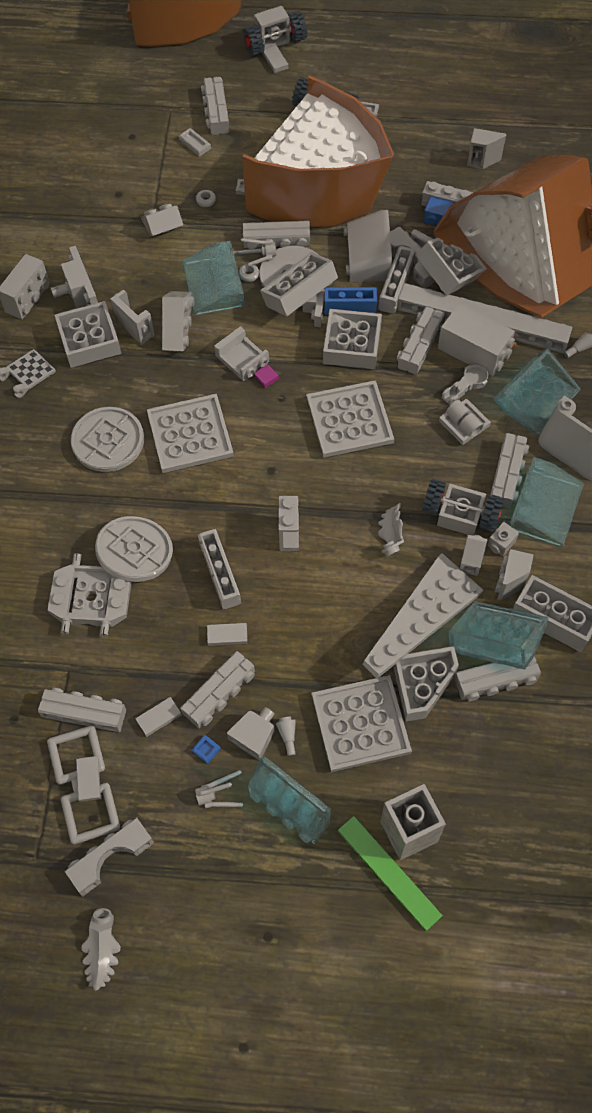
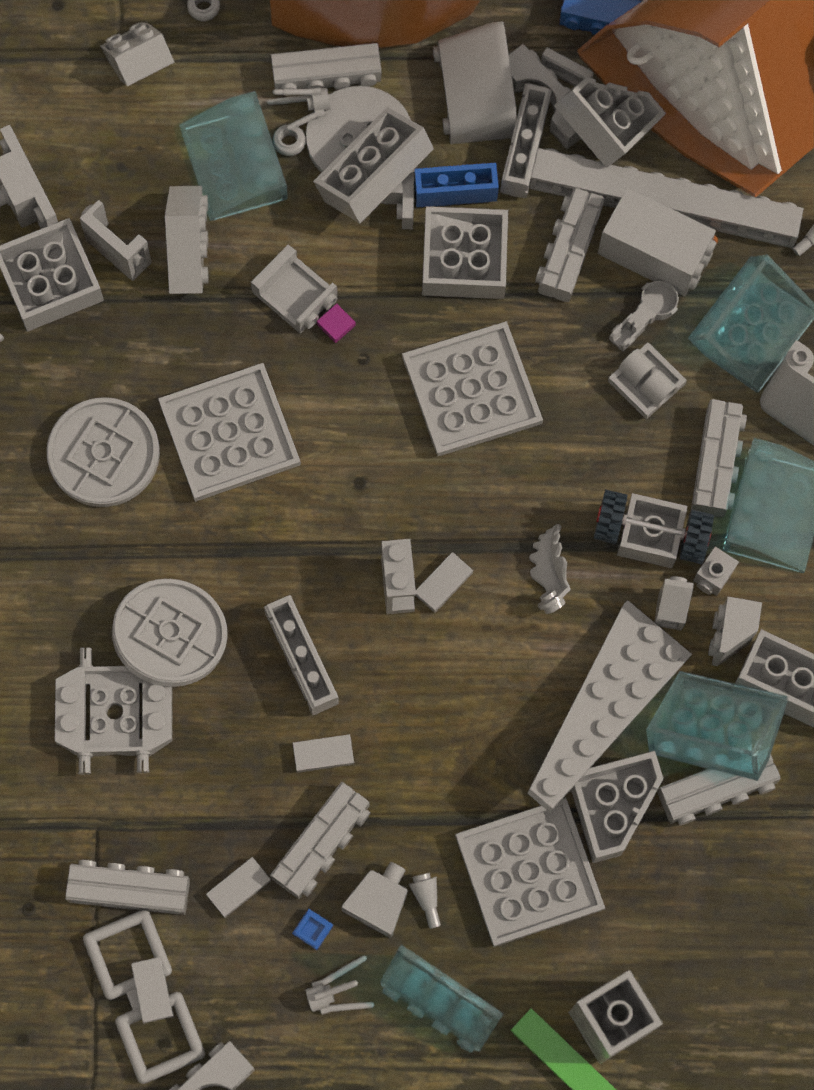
camera: 10 degrees left, 10 degrees up
(319, 533) = (443, 582): none -> light grey tile

